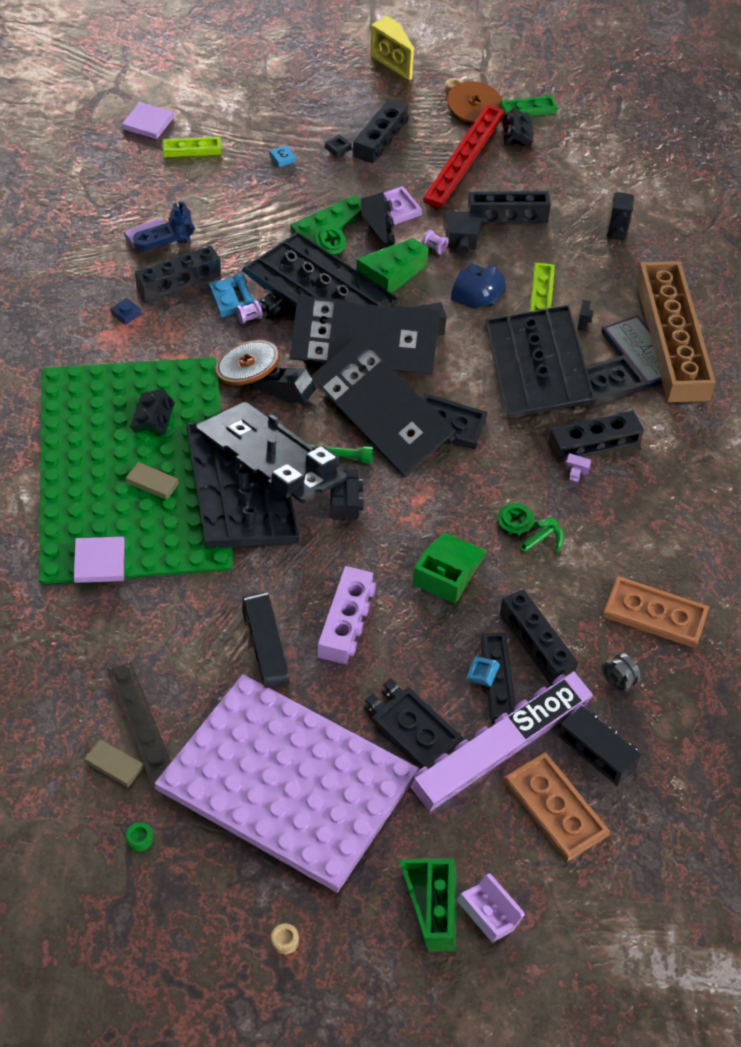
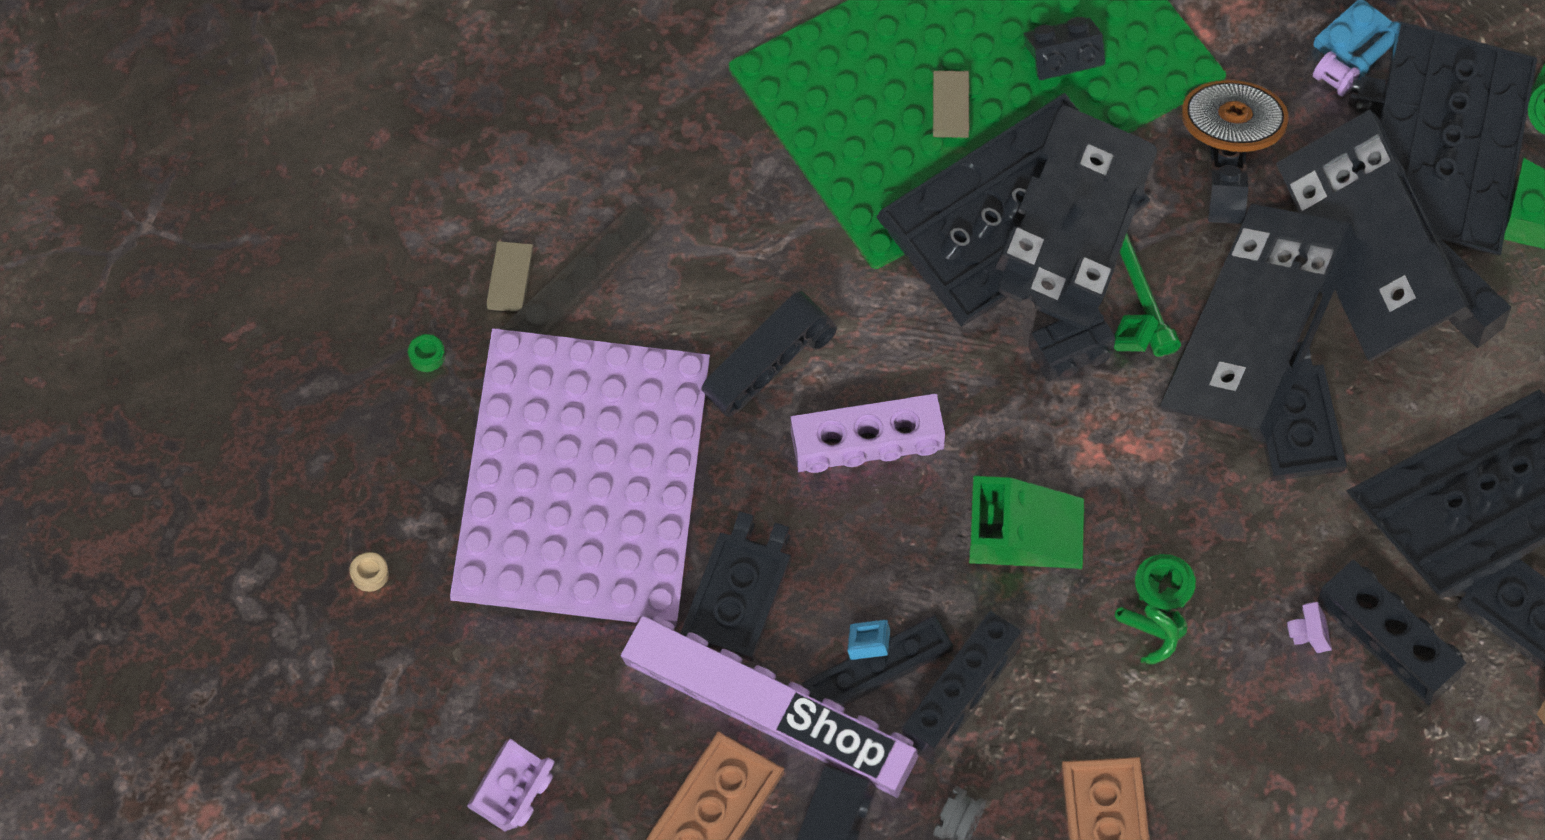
camera: 70 degrees right, 10 degrees up
(99, 559) = (789, 108): lavender tile -> none
(354, 460) = (1135, 332): none -> green tile
(434, 897) = (484, 713): green wedge -> none

